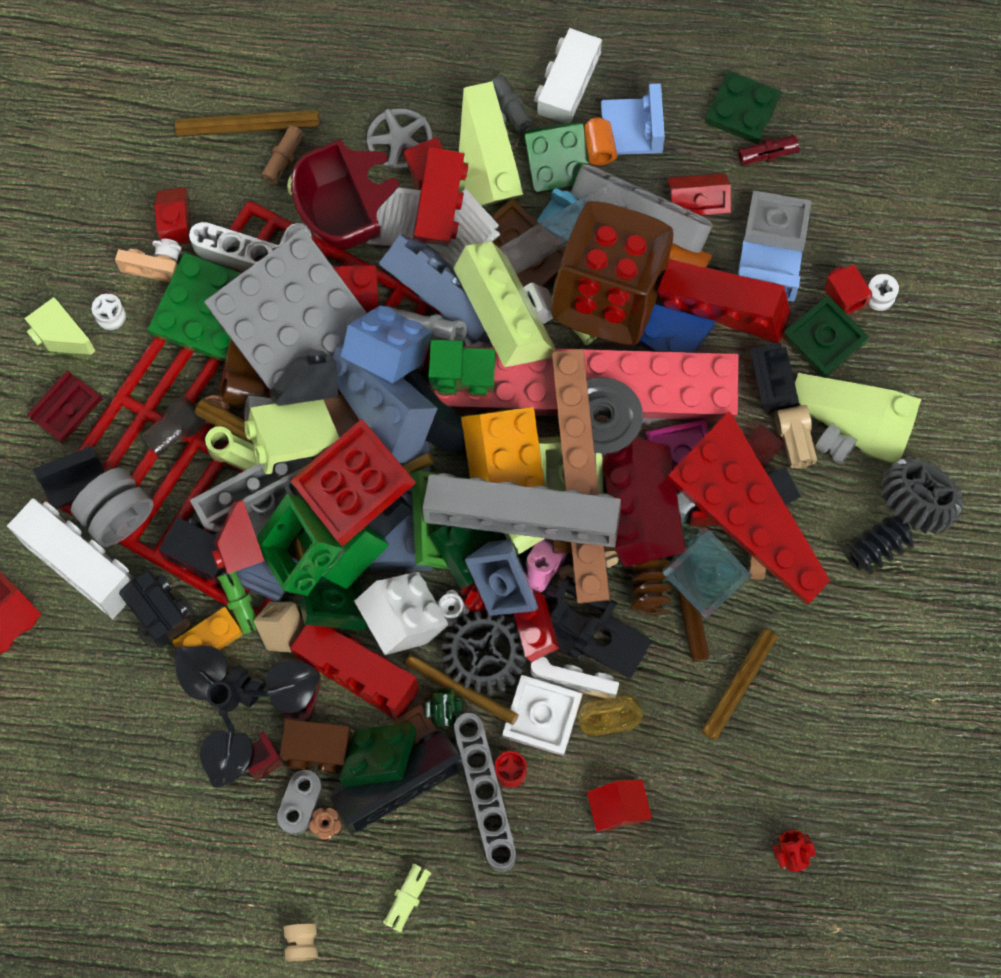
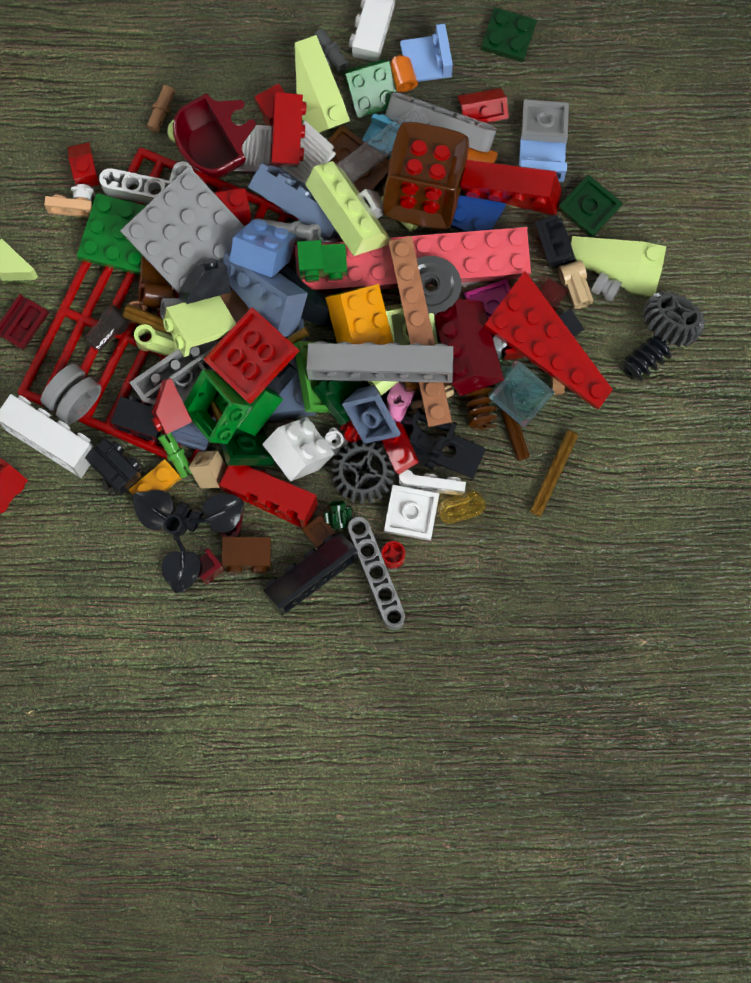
camera: 10 degrees left, 5 degrees up
(68, 476) = (34, 375): black panel -> none
(103, 306) = (41, 240): white wheel -> none
(246, 123) = (129, 86): pearl gold axle -> none
(300, 801) = (240, 596): light grey plate -> none
(300, 942) = (255, 697): tan wheel -> none
(333, 826) = (256, 605): nougat plate -> none
(378, 755) = (294, 555): dark green plate -> none
(399, 137) = (248, 85): light grey wheel -> none
(407, 897) = (328, 656): yellowish green pin -> none
(469, 694) = (356, 503): pearl gold bar -> none
(619, 804) = (475, 571): red piece -> none
(769, 150) = (532, 67): dark red pin -> none
(794, 850) = (606, 589): red gear -> none
(848, 289) = (603, 168): red brick -> none
(880, 300) = (625, 172): white wheel -> none

